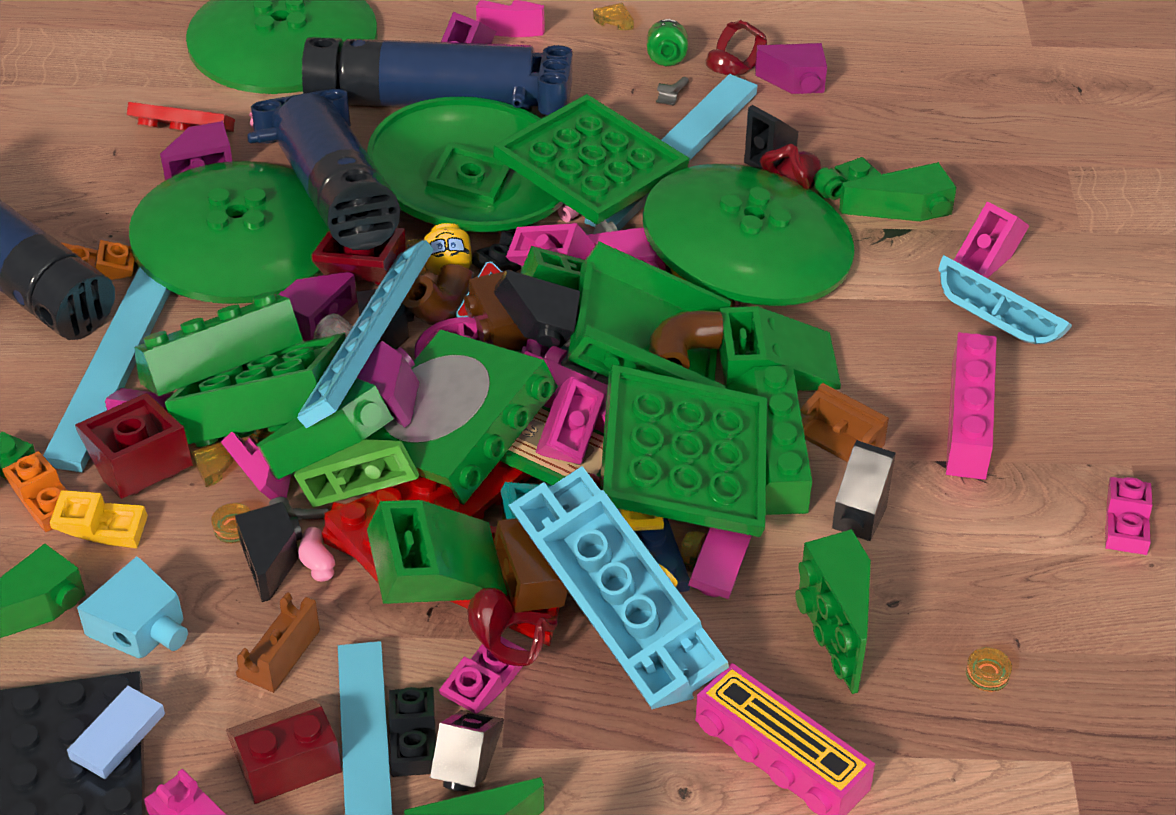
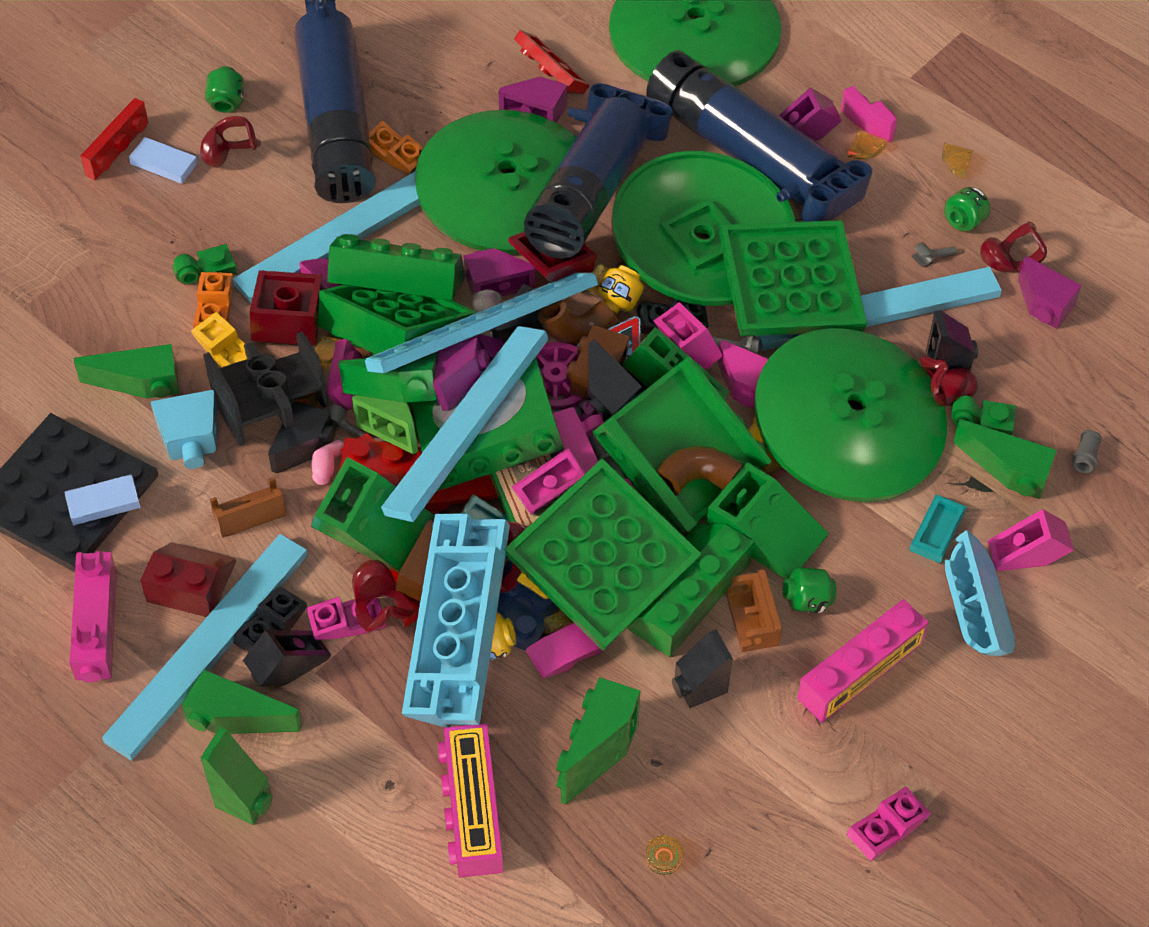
camera: 40 degrees right, 10 degrees up
(193, 522) = (265, 386): none -> black piece
(450, 422) = (464, 424): none -> medium azure tile
(535, 39) = (866, 146): none -> clear yellow tile
(869, 380) = (809, 590): none -> green head
(906, 279) = (938, 528): none -> teal tile
(955, 163) = (1086, 456): none -> dark grey pin

